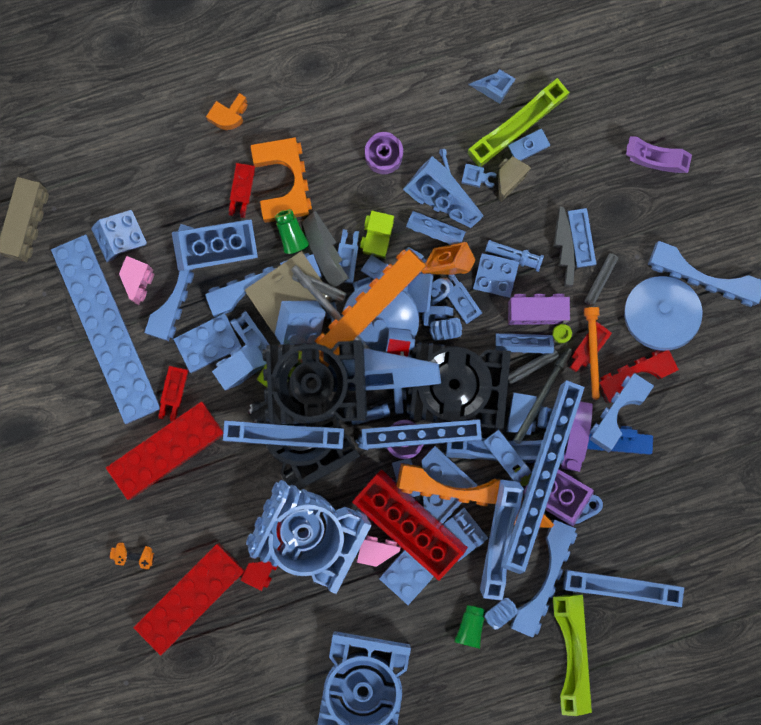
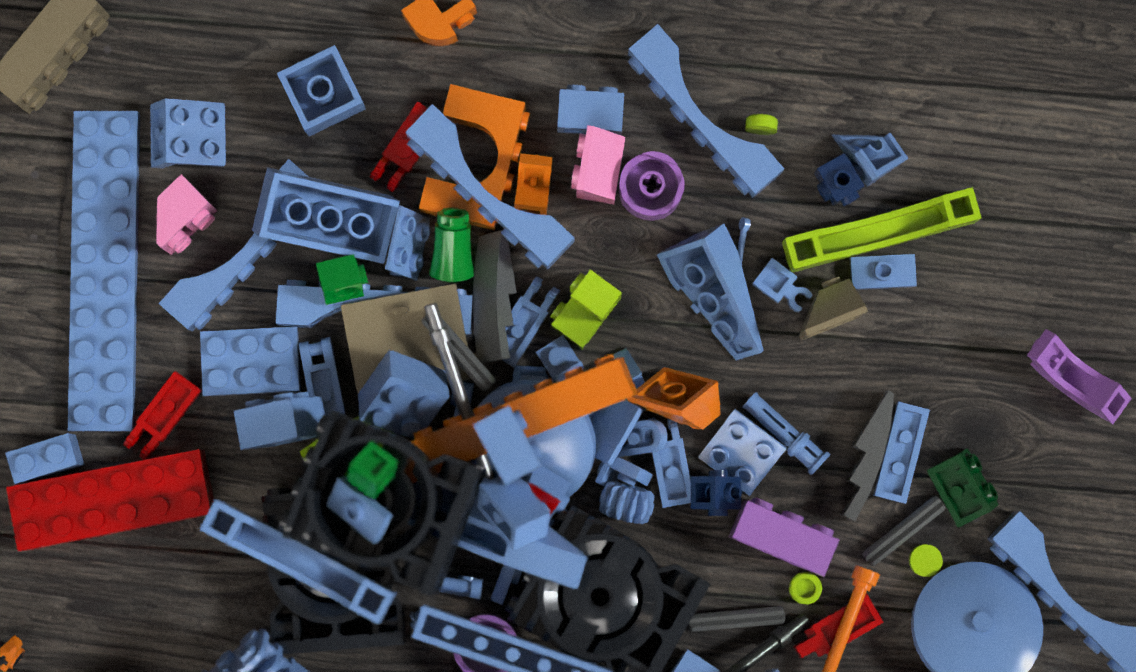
camera: 25 degrees right, 0 degrees up
(119, 444) = (45, 459): none -> medium blue brick
(182, 179) = (321, 91): none -> medium blue brick
(238, 275) = (341, 279): none -> green brick
(265, 241) = (407, 244): none -> medium blue hinge
(302, 367) = (372, 470): none -> green brick
(304, 392) = (359, 510): none -> medium blue plate
(320, 183) = (533, 183): none -> orange brick
(333, 127) = (592, 108): none -> medium blue brick
(334, 204) = (537, 233): none -> medium blue arch
(351, 154) = (600, 165): none -> bright pink slope
(369, 321) = (508, 444): none -> medium blue brick
(387, 356) = (514, 511): none -> medium blue brick
(428, 94) = (761, 124): none -> lime tile
(430, 117) = (747, 161): none -> medium blue arch
(435, 229) = (679, 338): medium blue plate -> none
(487, 100) = (841, 169): none -> dark blue brick
(491, 302) = (716, 492): none -> dark blue brick
(524, 343) = (739, 578): medium blue plate -> none
(620, 290) = (925, 560): none -> lime tile
(623, 242) = (964, 487): none -> dark green bracket

